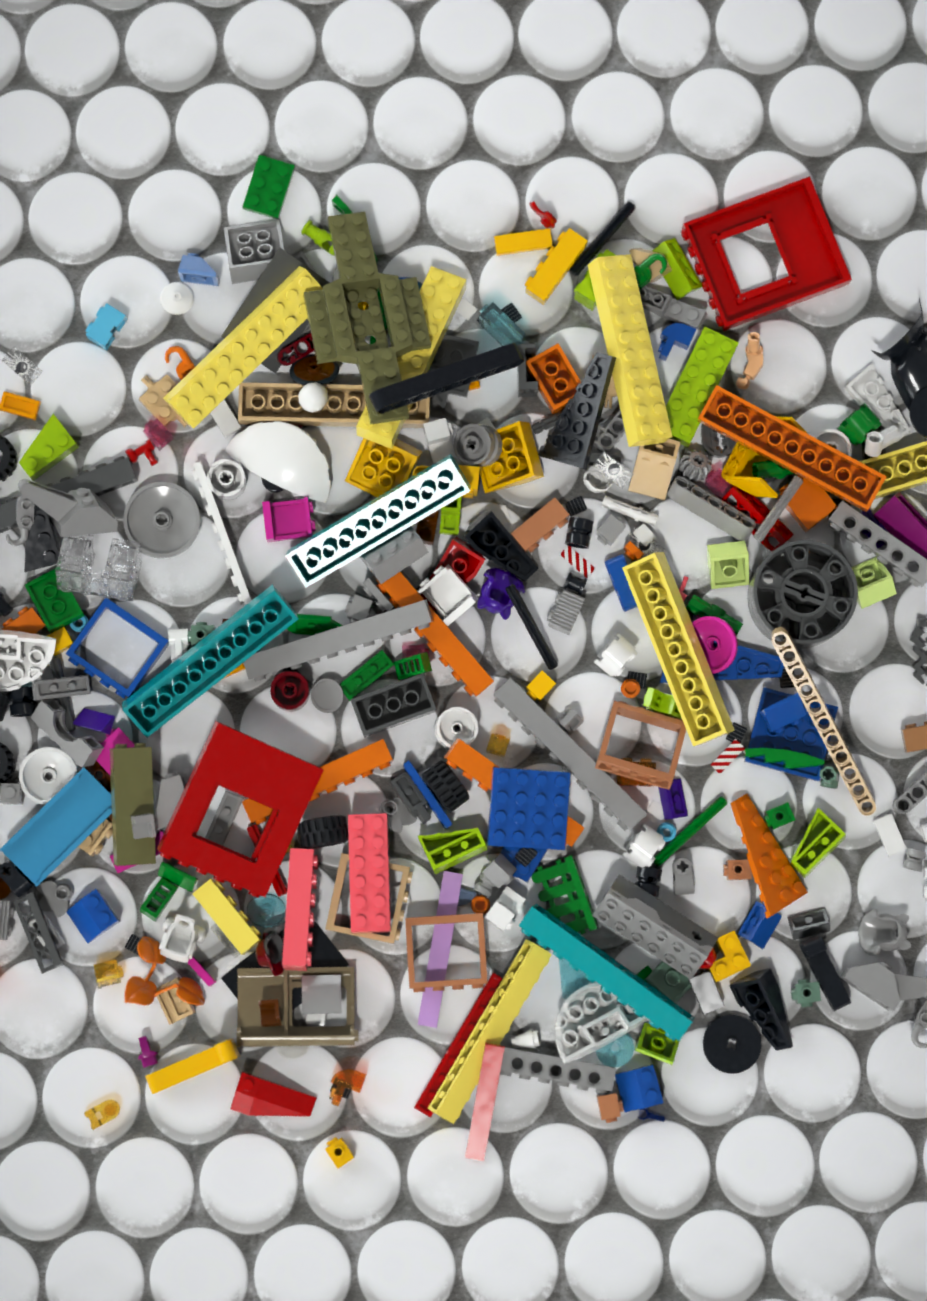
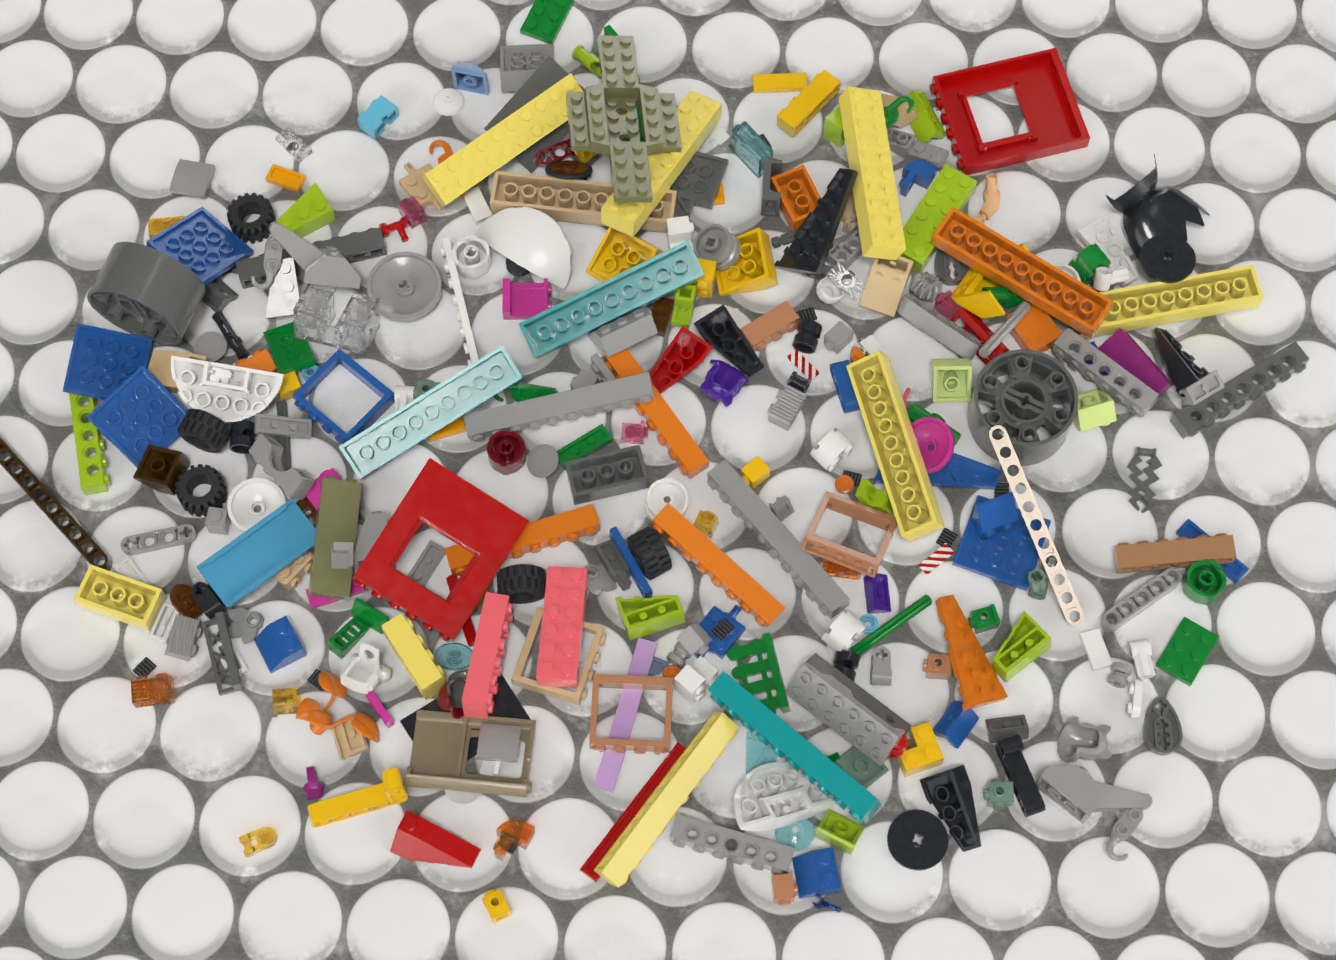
camera: 10 degrees right, 15 degrees down
(95, 721) = (310, 461): dark purple slope -> none
(223, 938) = (410, 683): clear tile -> none
(270, 1013) = (444, 754): reddish brown panel -> none
(313, 397) = (563, 187): white hair -> none
(424, 663) = (642, 437): green slope -> none
(446, 378) = (692, 171): black beam -> none
(448, 593) = (672, 376): white panel -> none
(484, 1102) = (653, 868): tile -> none
(526, 1040) = (705, 812): white cone -> none
(528, 808) = (730, 579): blue plate -> none
(531, 627) = (751, 415): black axle -> none
(547, 218) = (802, 59): red plate -> none
(602, 239) = (859, 82): black axle -> none
(629, 510) = (860, 323): white pin -> none
(706, 992) = (895, 783): slope -> none
(789, 758) = (1000, 562): green slope -> none

